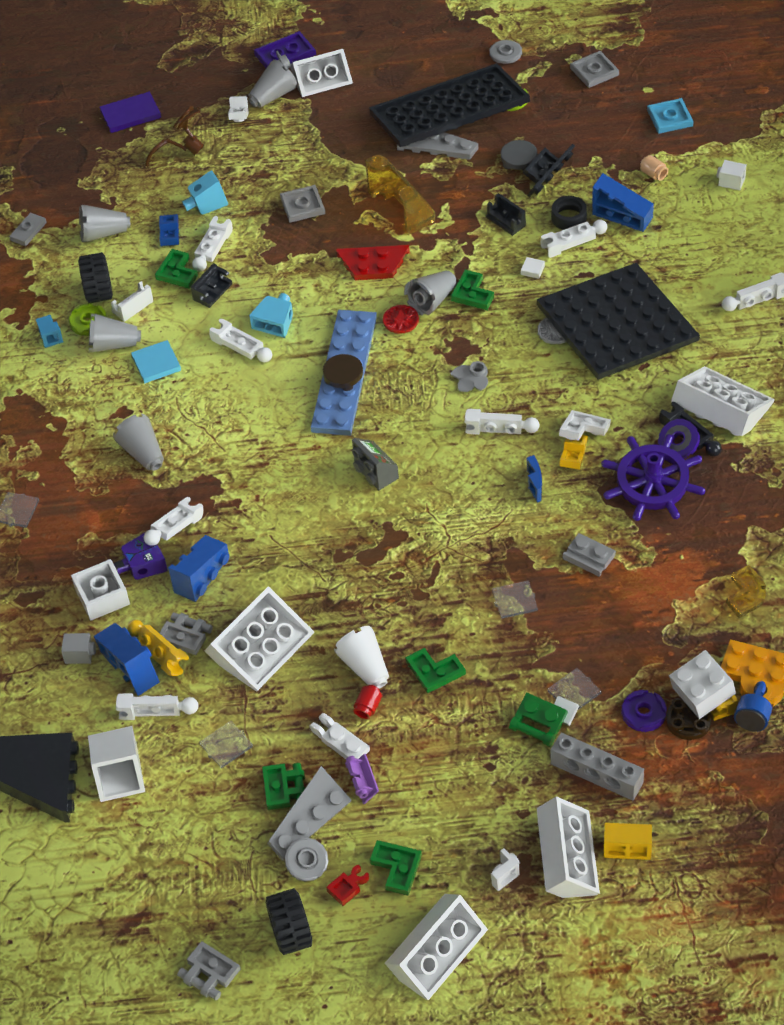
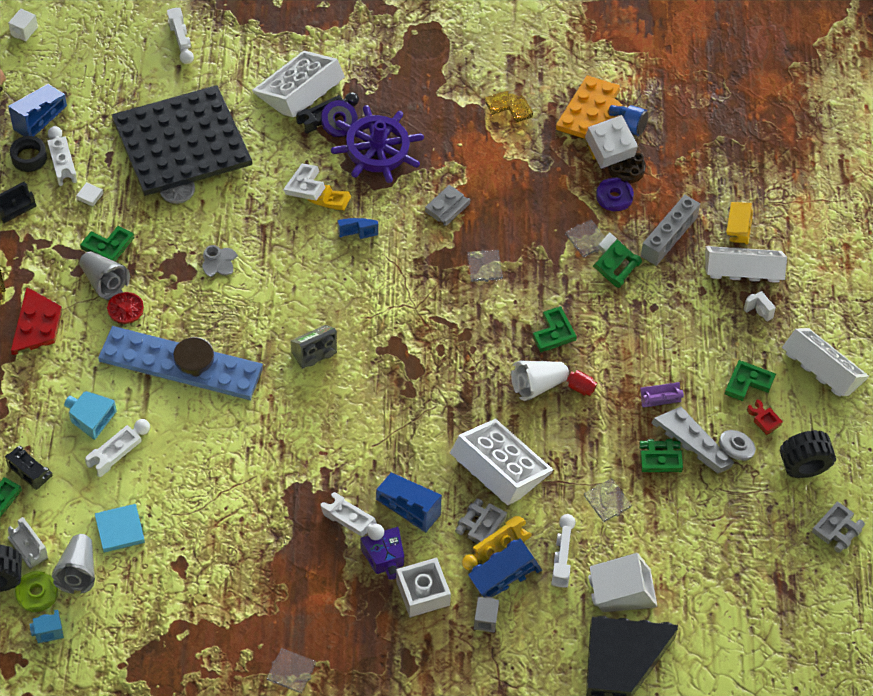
camera: 90 degrees left, 5 degrees up
(140, 441) = (238, 542): light grey cone -> none
(339, 738) = (616, 409): white hinge -> none
(498, 423) = (279, 259): white plate -> none

